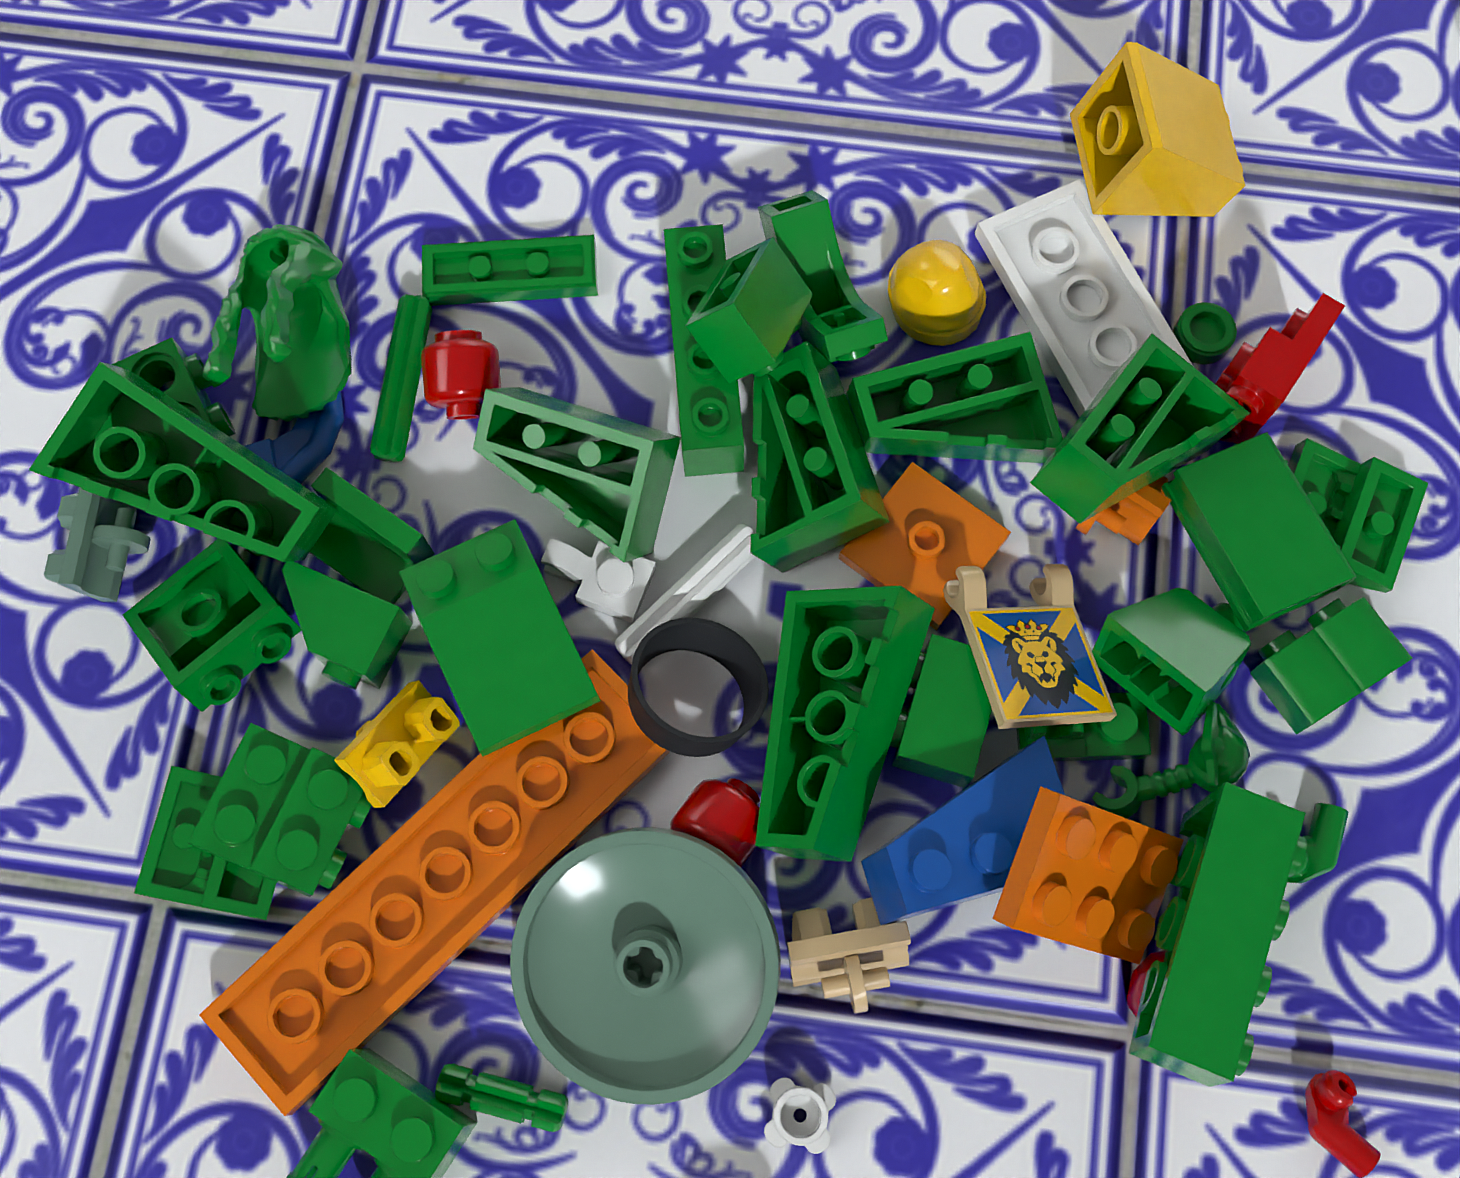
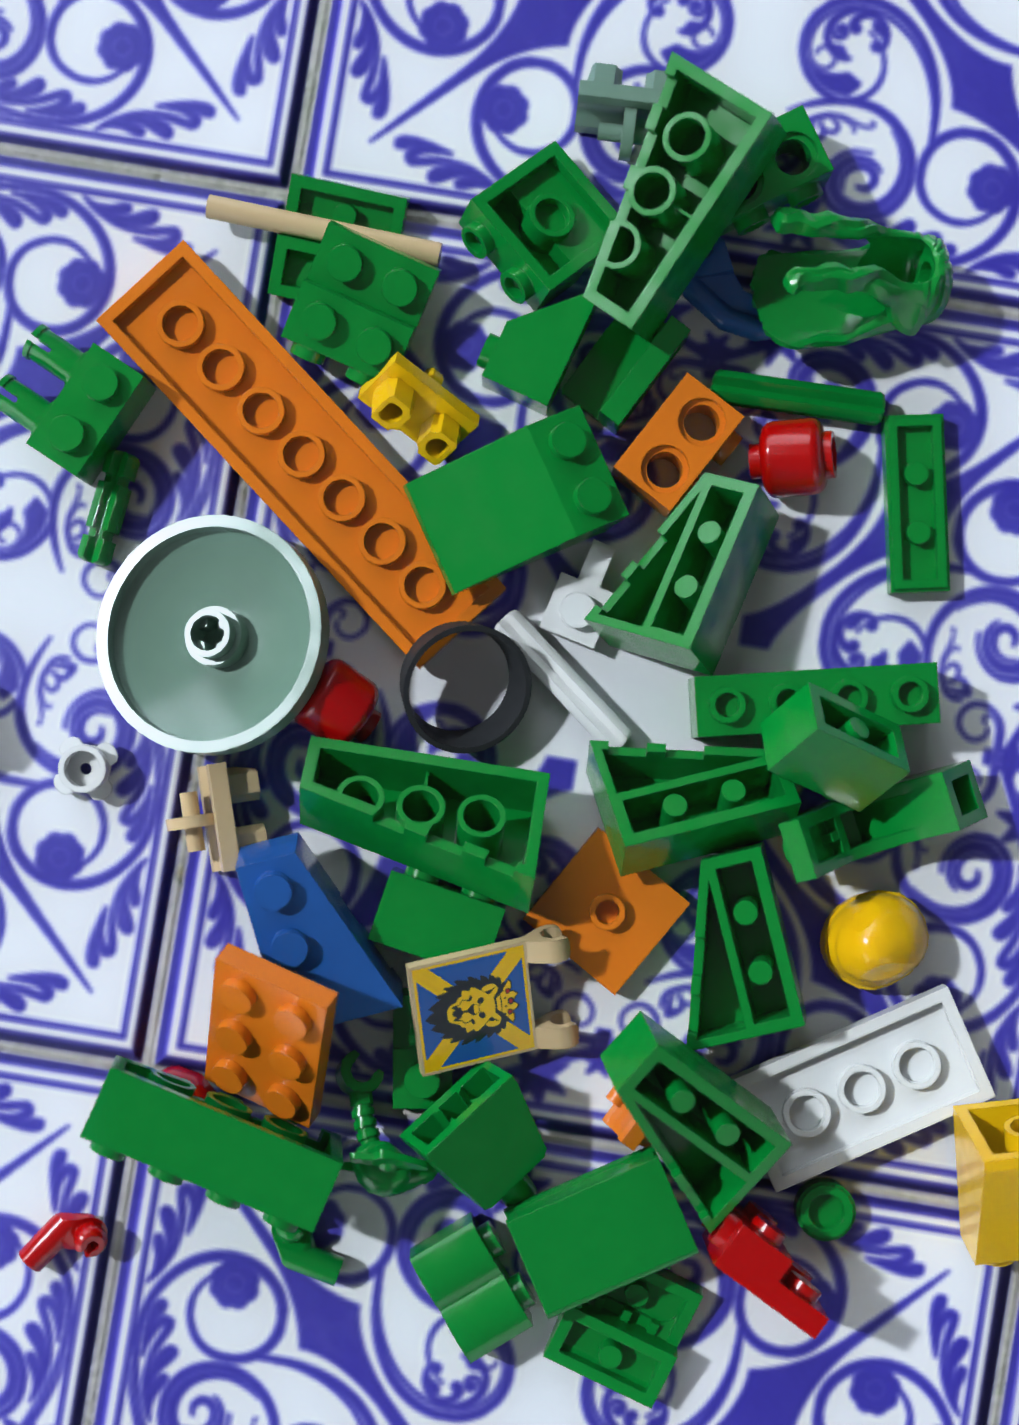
camera: 90 degrees right, 15 degrees up
(192, 879) = (311, 226): none -> tan bar
(439, 492) = (667, 439): none -> orange brick

